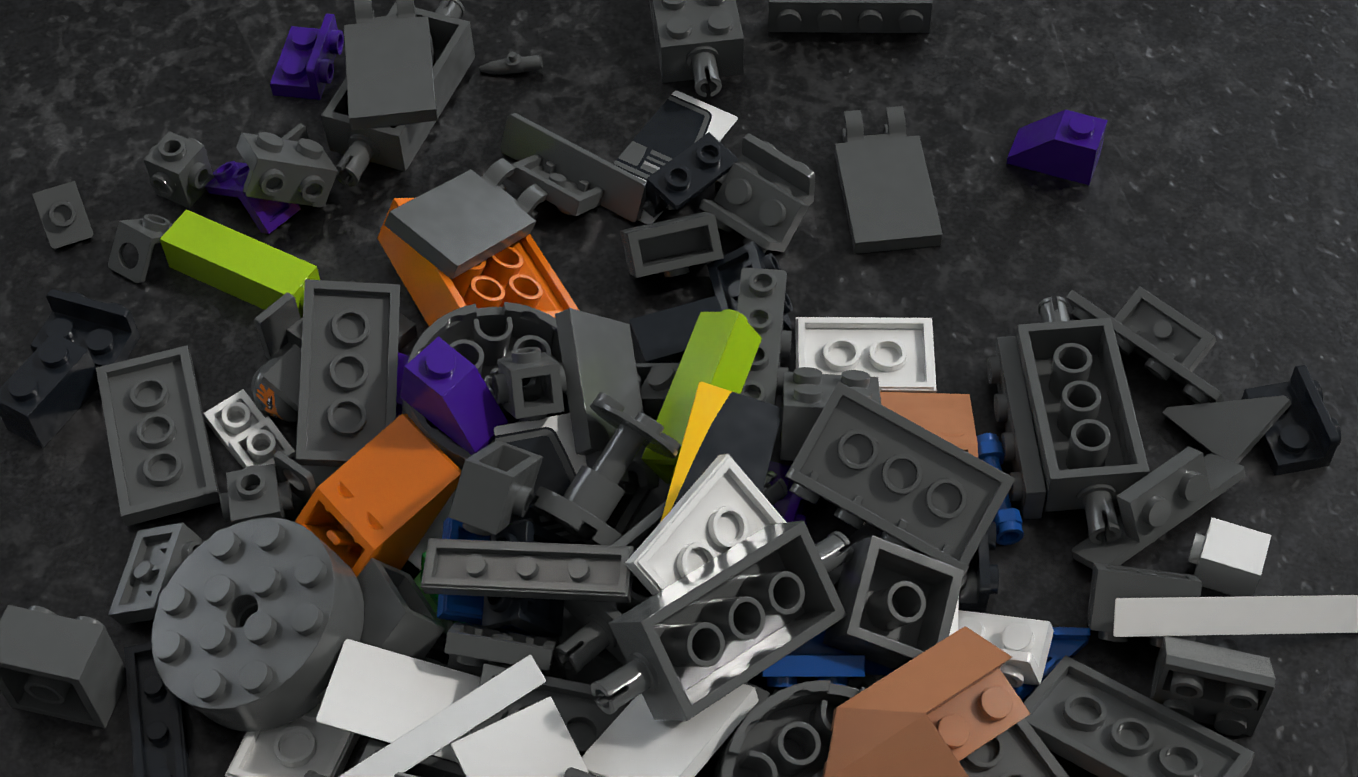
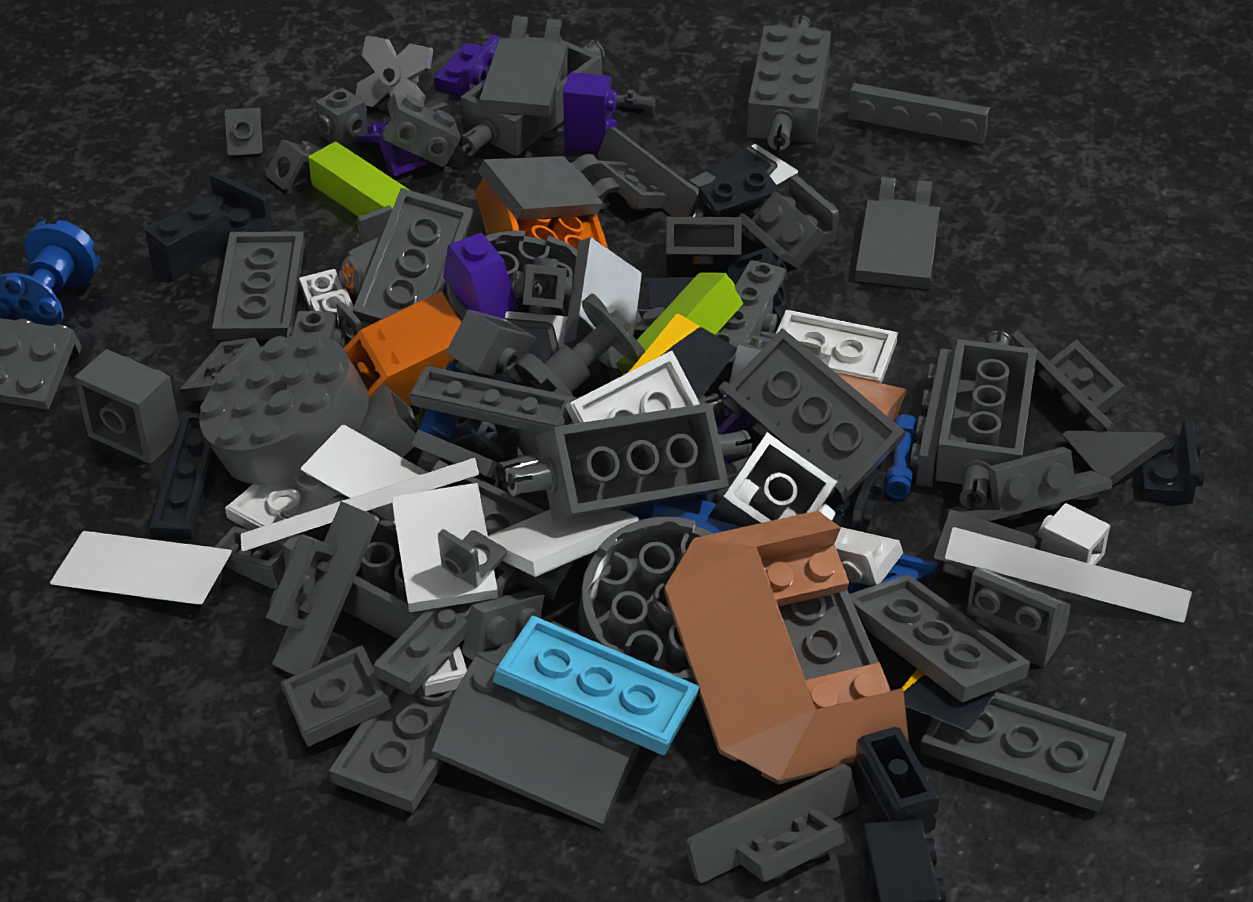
camera: 15 degrees right, 10 degrees down
(209, 82) = (392, 71): none -> light grey plant
(477, 99) = (587, 111): none -> dark purple brick
(1060, 146) = (1058, 237): dark purple slope -> none

